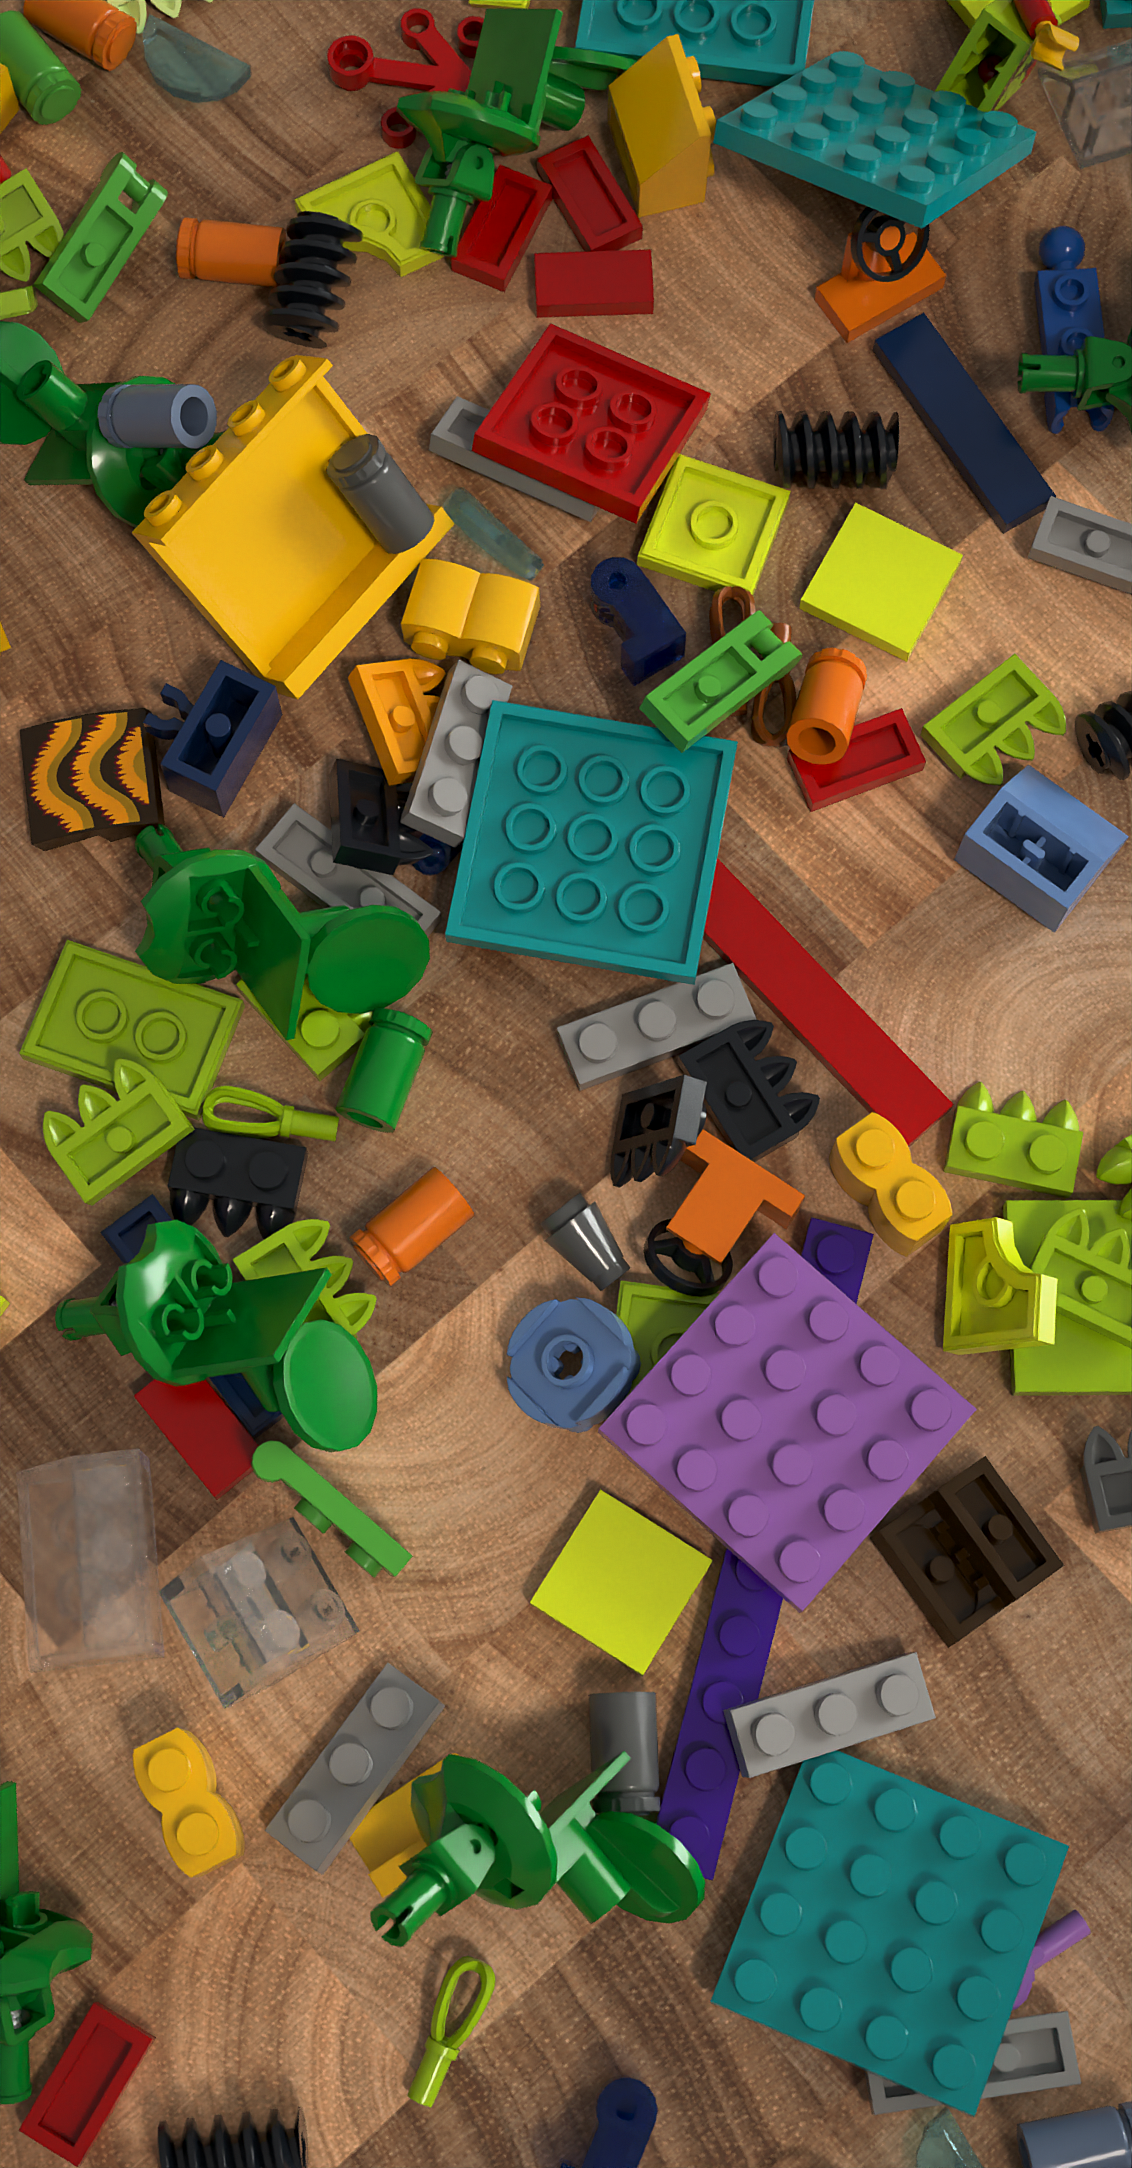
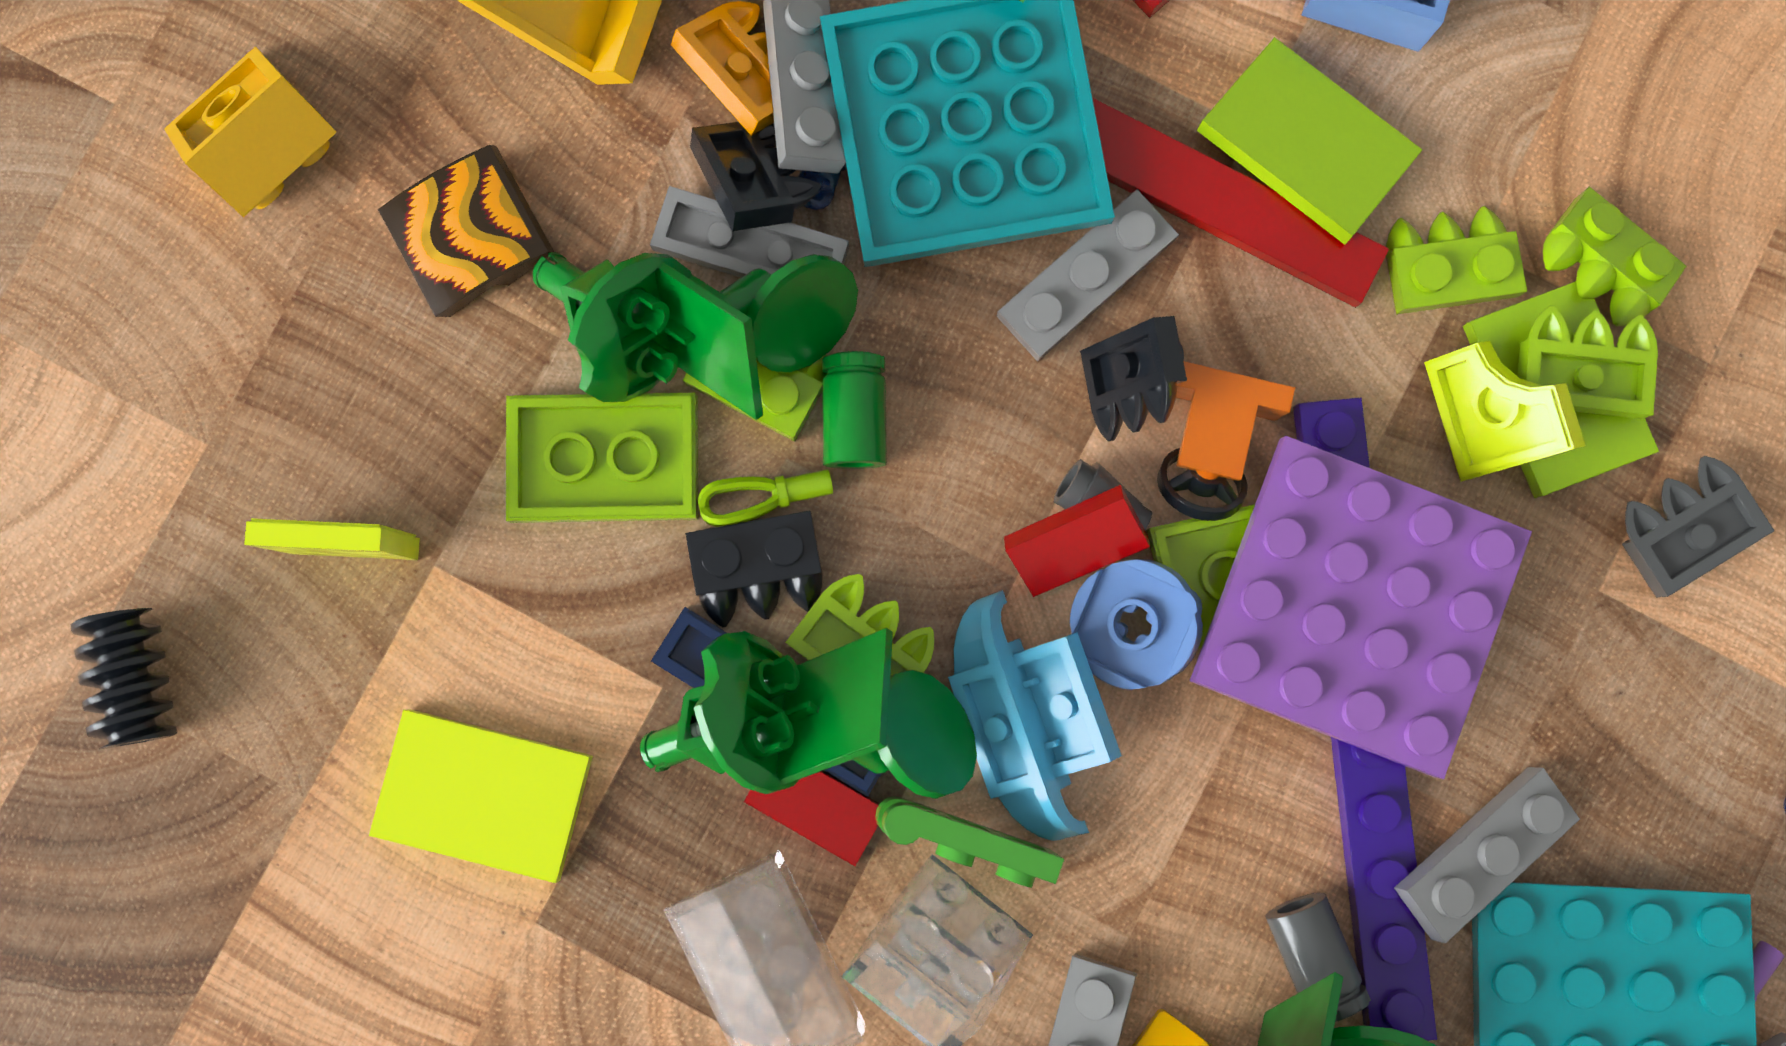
camera: 20 degrees left, 10 degrees up
(117, 1134) = (628, 566): lime plate -> none
(219, 736) = (572, 146): dark blue brick -> none
(411, 1226) = (938, 548): orange piece -> none
(436, 1419) = (1030, 717): none -> medium azure plate
(544, 1265) = (1076, 541): none -> red tile
(621, 1582) = (1252, 803): neon yellow tile -> none
(745, 1091) = (1206, 322): black plate -> none
(878, 1172) = (1373, 355): yellow brick -> none
(914, 976) = (1309, 140): none -> lime tile
(966, 1551) = (1554, 657): dark brown slope -> none

